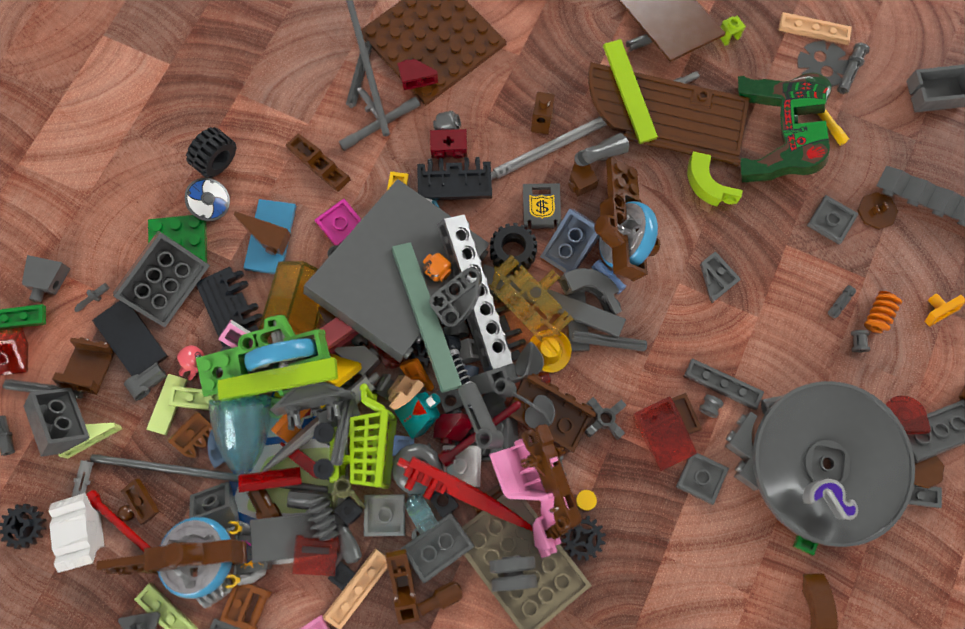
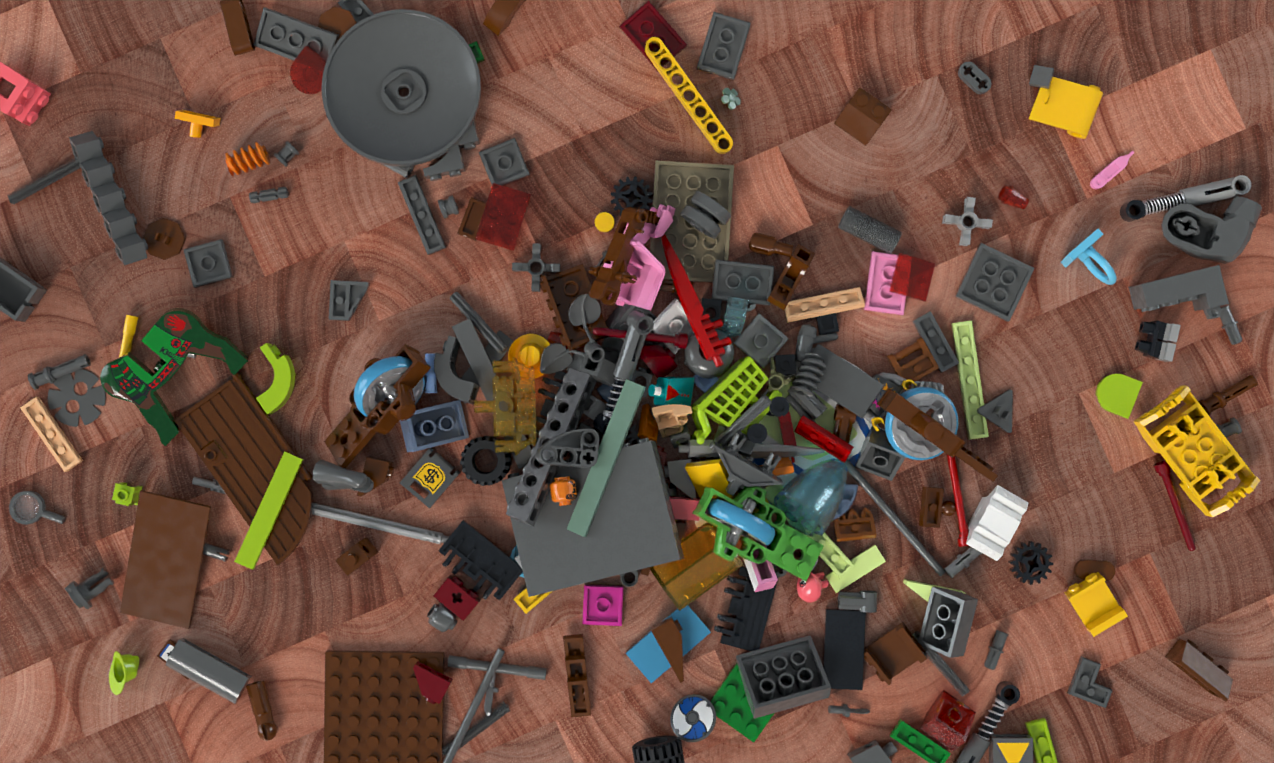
camera: 135 degrees left, 15 degrees up
(277, 379) = (759, 502): lime tile -> none
(314, 562) = (840, 348): clear red plate -> none
(834, 495) = (427, 63): light grey animal -> none

